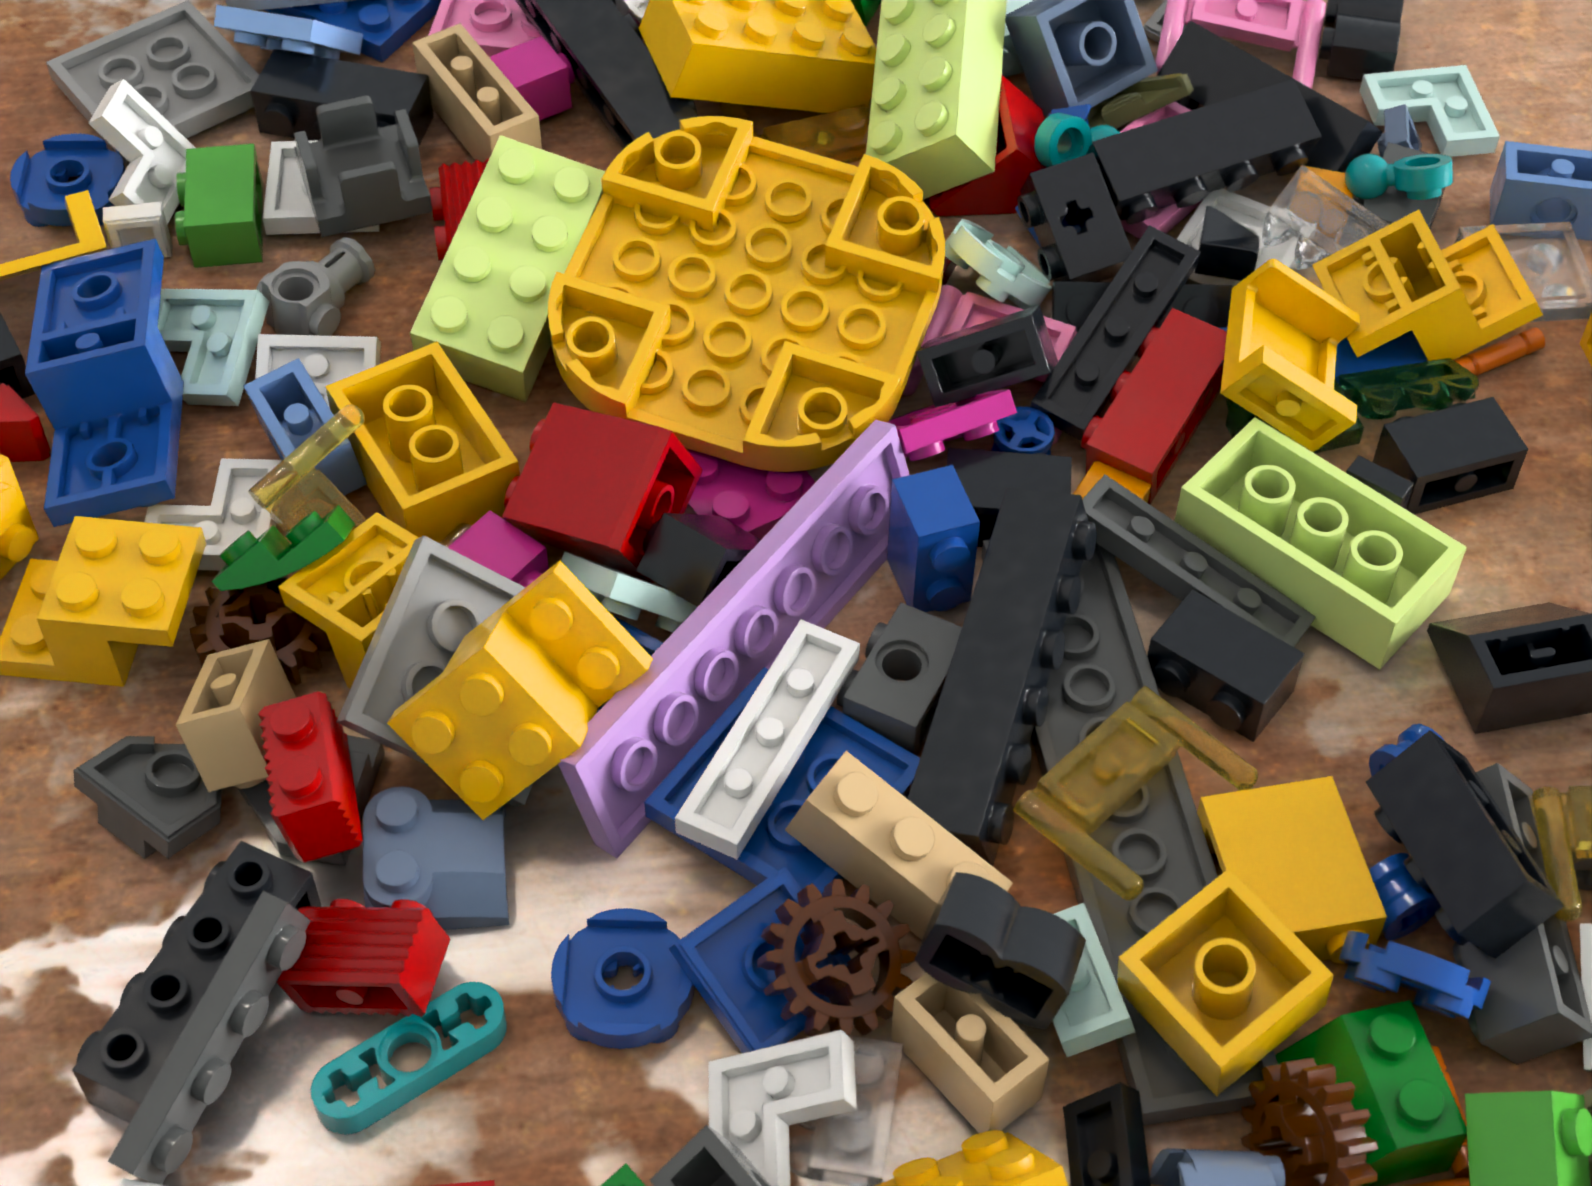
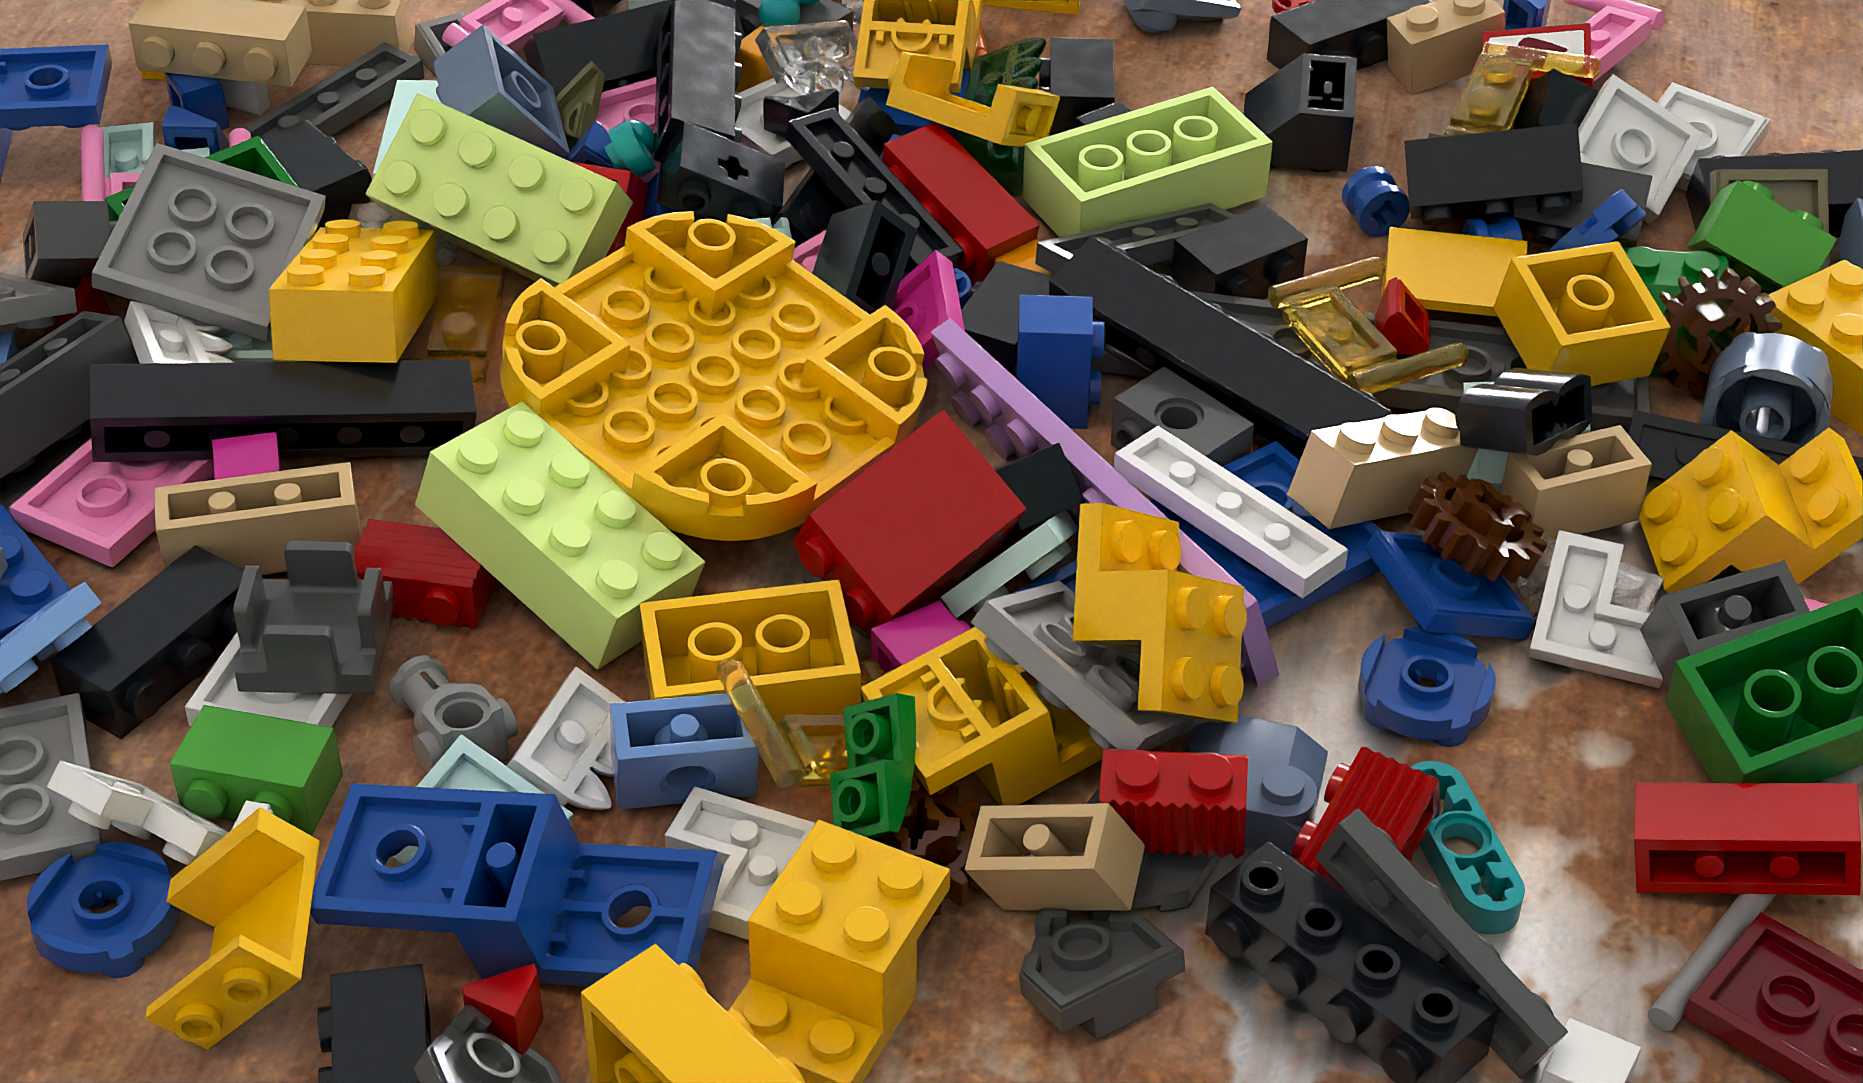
camera: 70 degrees left, 10 degrees down
(1168, 825) = (1403, 319): none -> red slope

